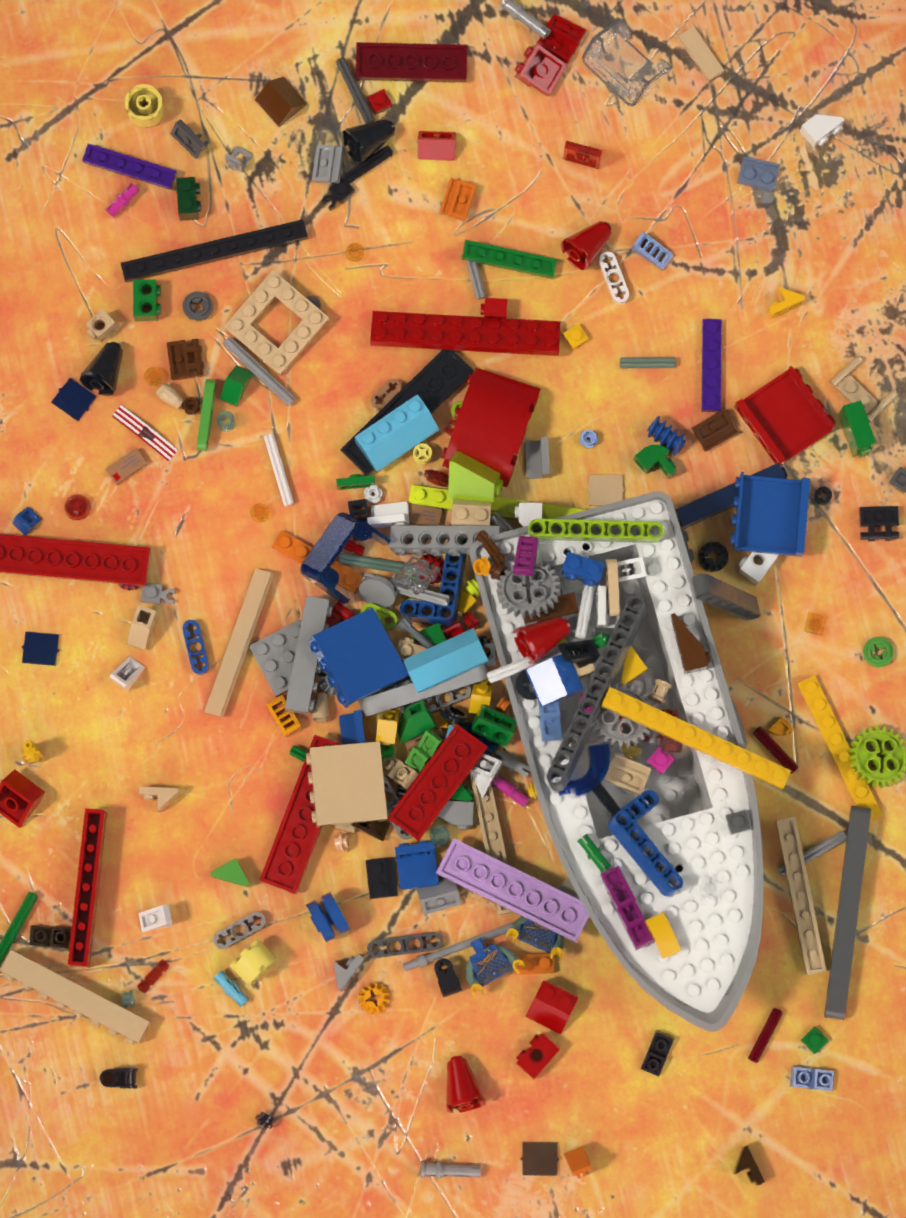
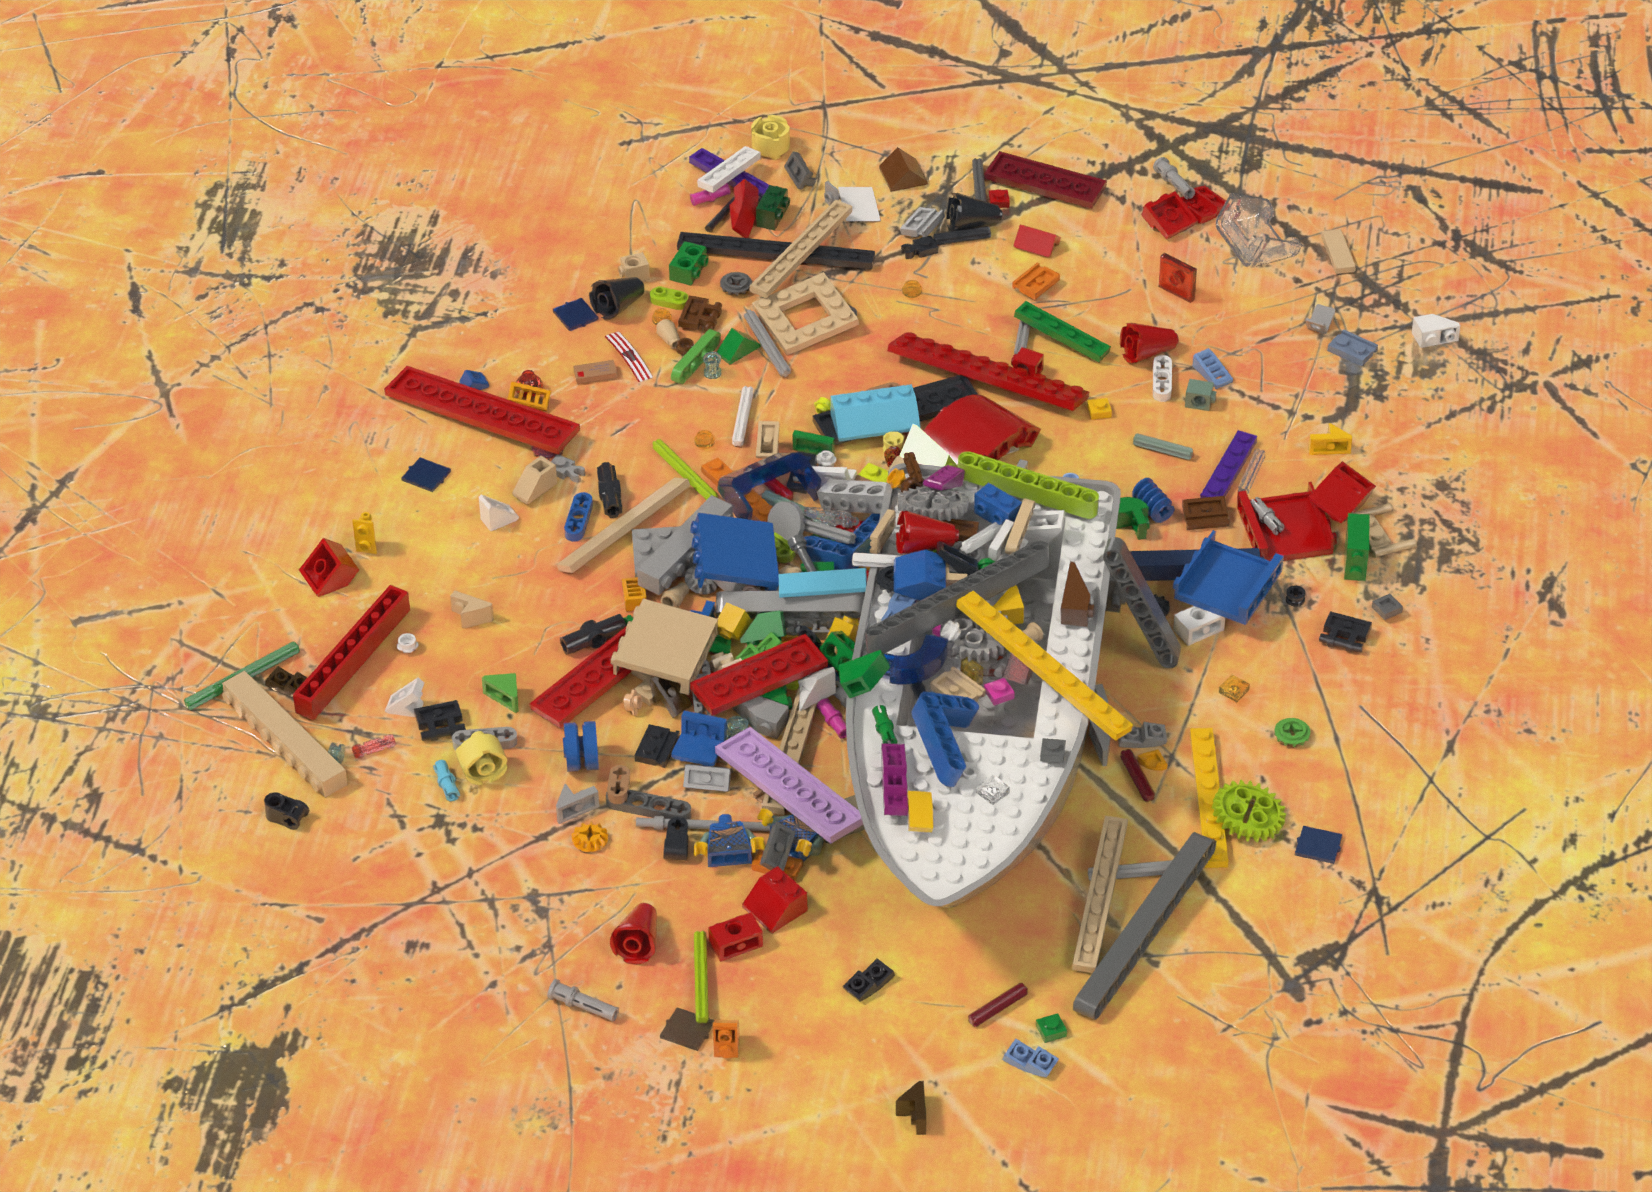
camera: 25 degrees right, 35 degrees down
(84, 517) = (530, 389): none -> light orange slope
(124, 848) = (407, 643): none -> white plate
(129, 169) = (729, 169): none -> white plate
(144, 217) = (719, 217): none -> black bar
(147, 347) = (668, 298): none -> lime plate
(164, 211) = (744, 208): none -> red slope
(189, 923) = (439, 715): none -> black plate
(208, 607) = (609, 489): none -> black piece
(240, 248) = (800, 249): none -> tan plate
(259, 156) = (862, 202): none -> white sticker
(260, 556) = (683, 469): none -> lime axle
(264, 1121) = (412, 894): black plate -> none
(273, 780) = (592, 634): none -> black piece
(319, 501) = (767, 439): none -> tan slope
(343, 432) = (822, 405): none -> neon yellow plate
(370, 942) = (614, 784): none -> medium nougat beam
(500, 639) = (883, 531): none -> tan tile
(528, 1106) = (701, 977): none -> lime axle
(535, 961) = (777, 847): none -> dark grey plate
(557, 816) = (863, 673): none -> green slope
(606, 733) = (951, 631): none -> white plate
(655, 289) = (1200, 395): none -> sand green brick
(720, 152) = (1320, 319): none -> light grey bracket
(732, 363) = (1252, 470): none -> clear axle
(761, 705) = (1147, 736): none -> light grey slope
(767, 415) = (1267, 515): none -> light grey pin
(823, 372) = (1341, 492): none -> red slope

